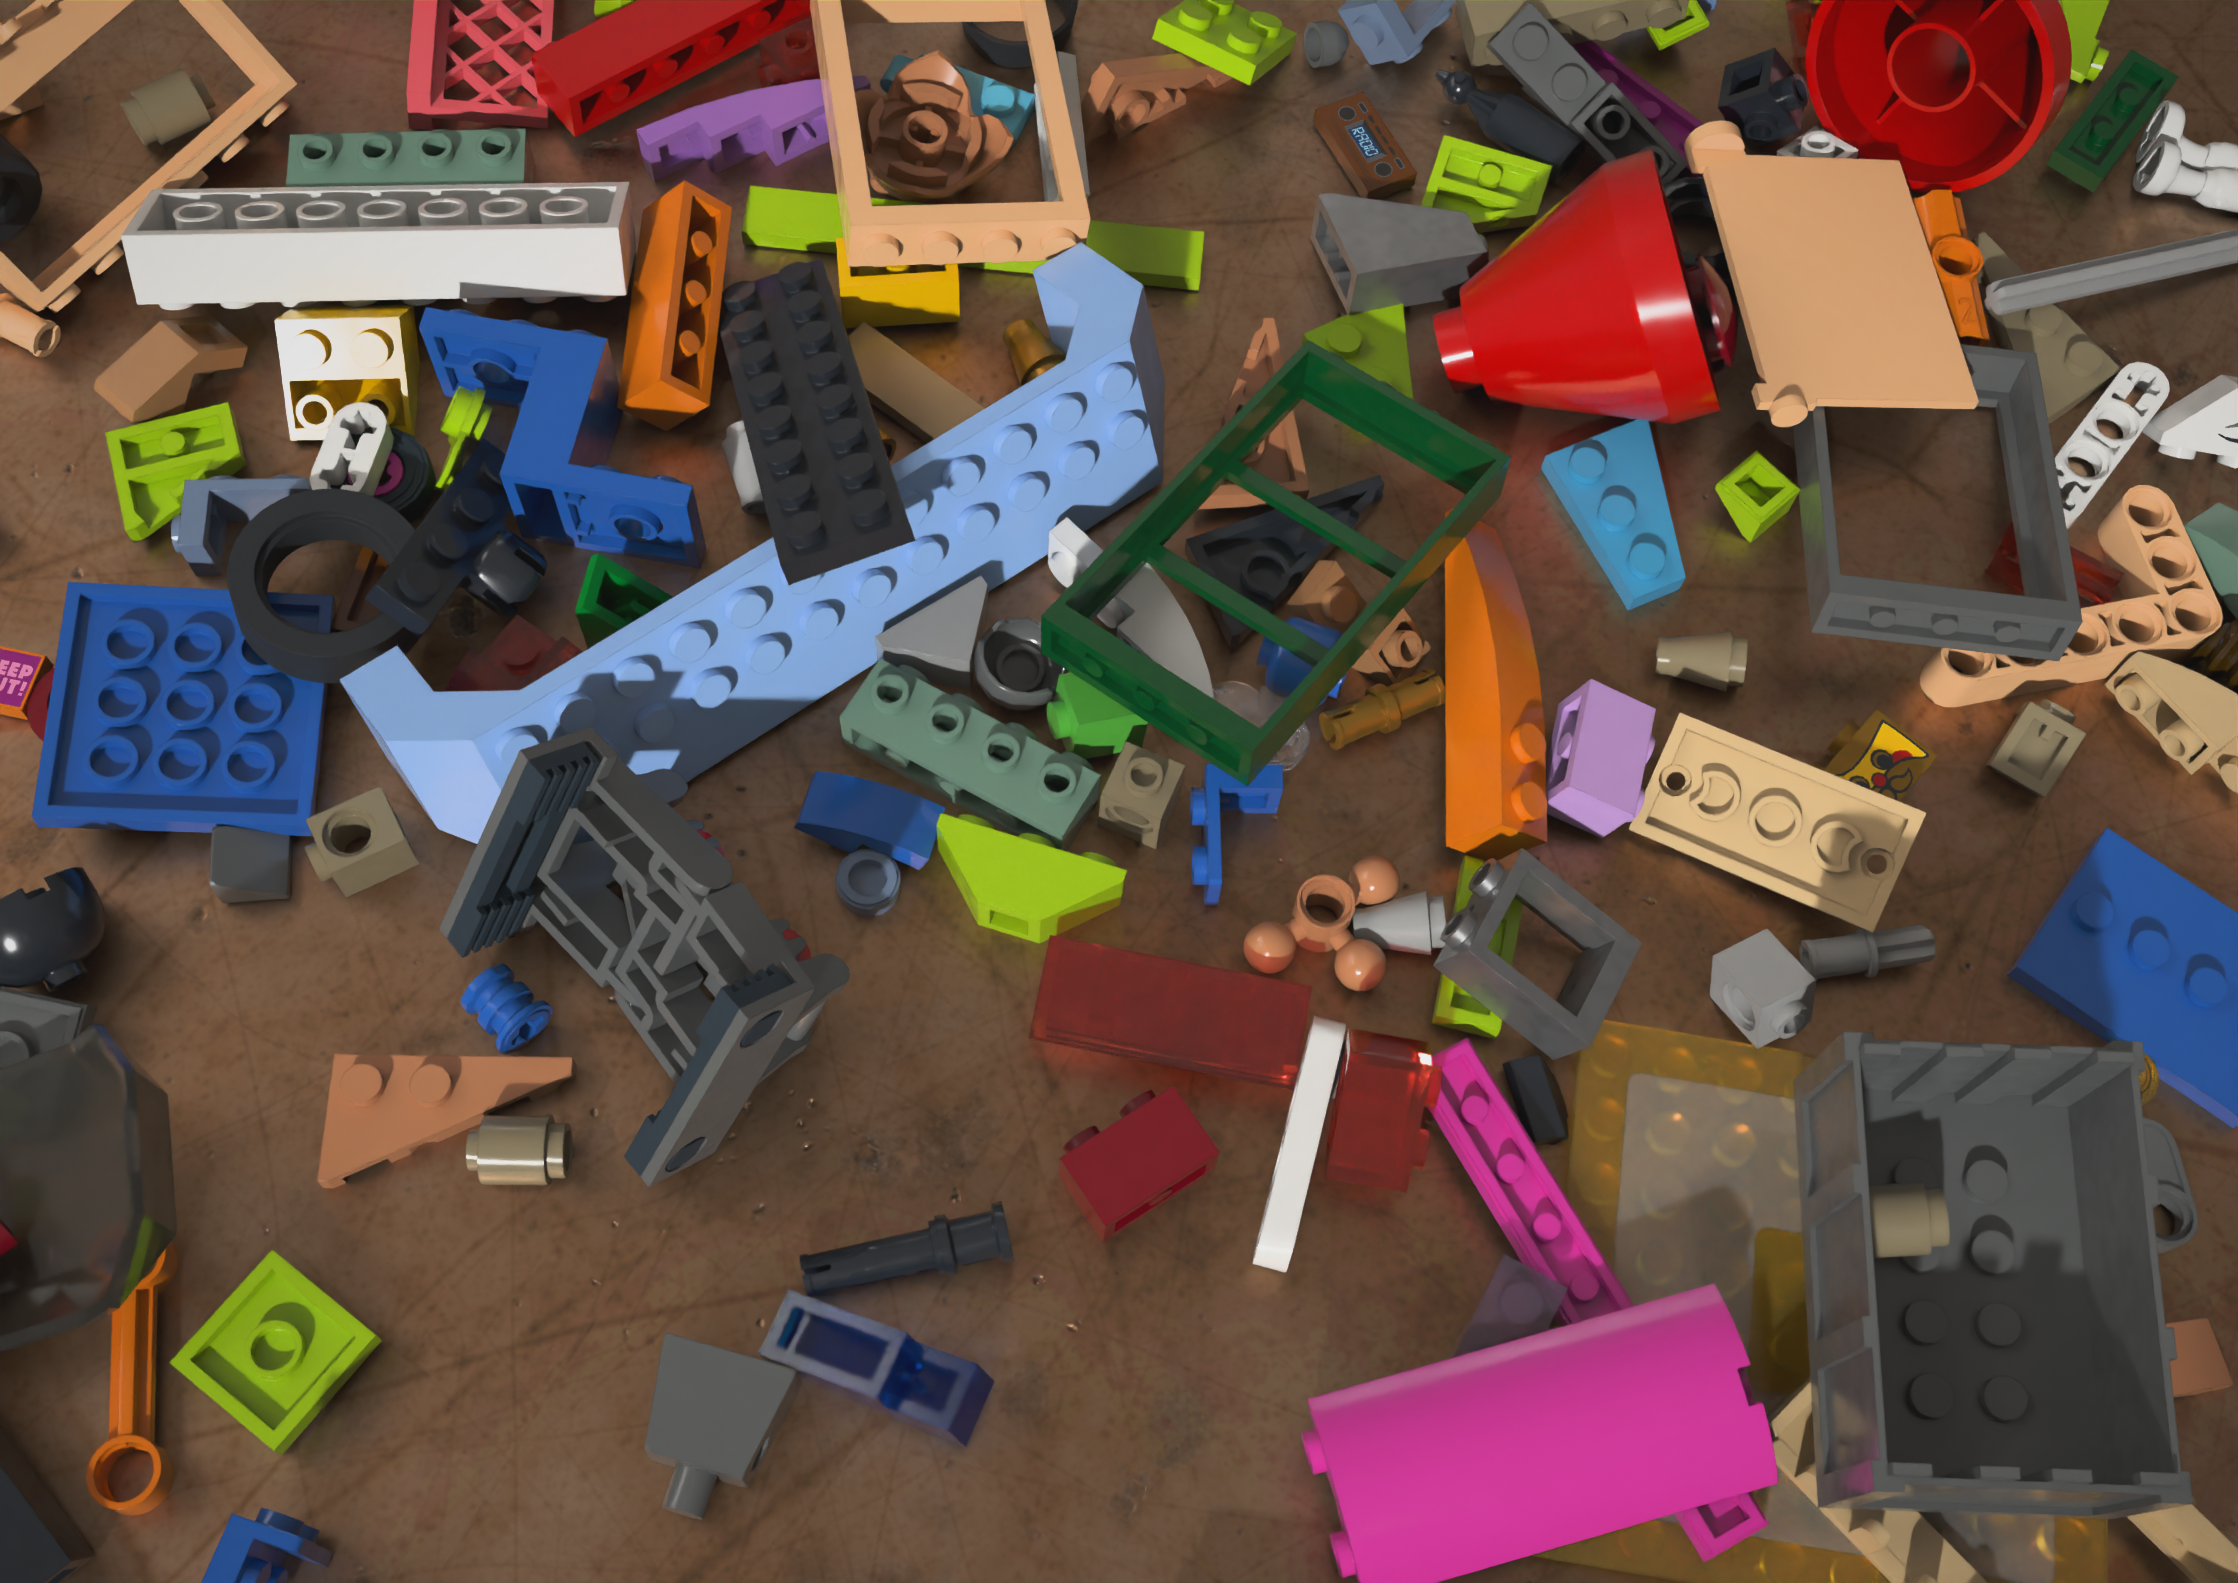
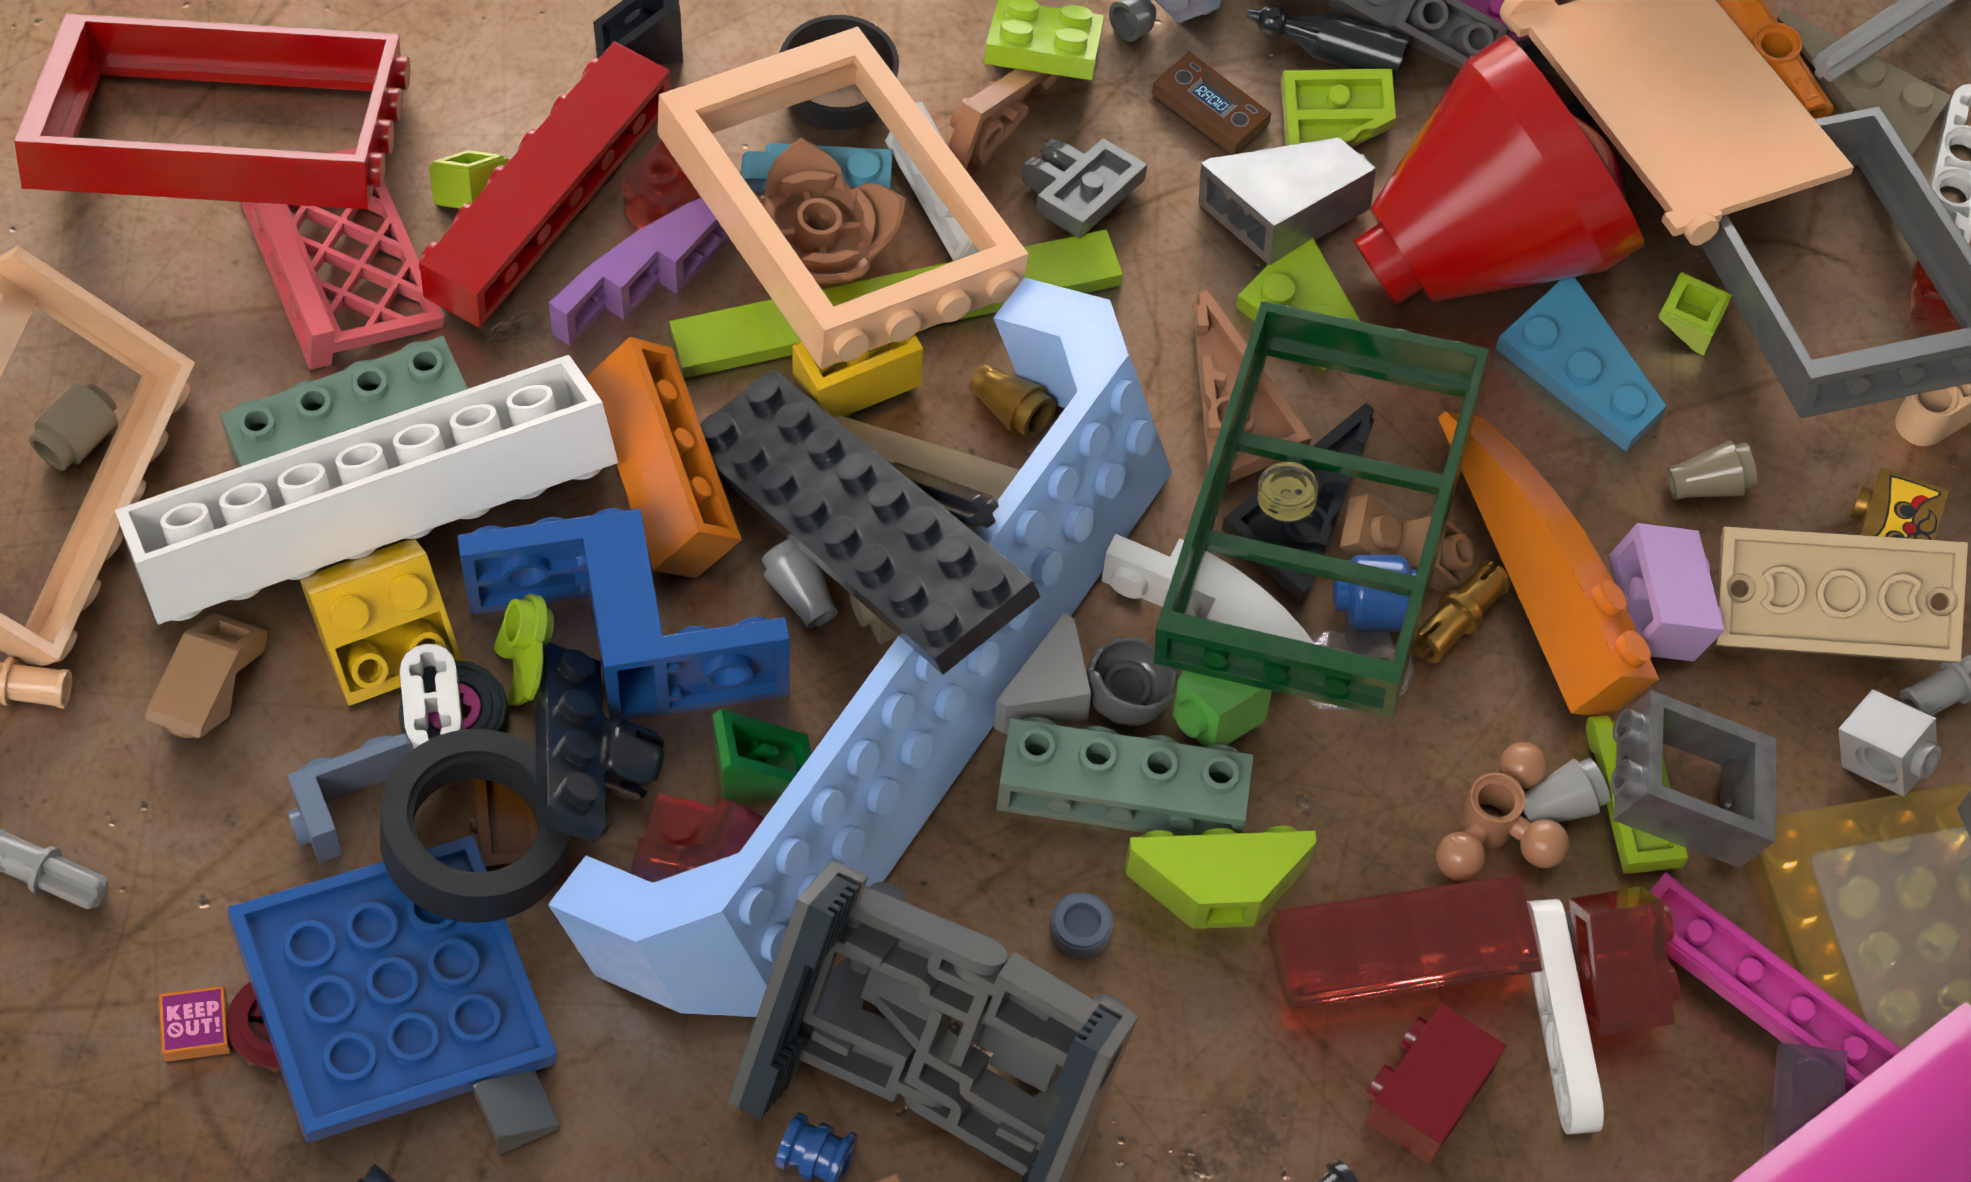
camera: 20 degrees left, 5 degrees down
(159, 455) = (248, 763): lime wing -> none
(358, 817) = (618, 1026): dark tan brick -> none
(865, 812) = (1049, 863): blue slope -> none
(894, 418) = (961, 501): none -> black axle
(1140, 795) = (1291, 761): dark tan brick -> none
(1200, 182) = (1081, 187): none -> dark grey hinge
(1226, 795) = (1351, 752): blue bracket -> none
(1250, 531) = (1287, 491): none -> clear smoke tile
(1537, 1099) = (1740, 905): black piece -> none

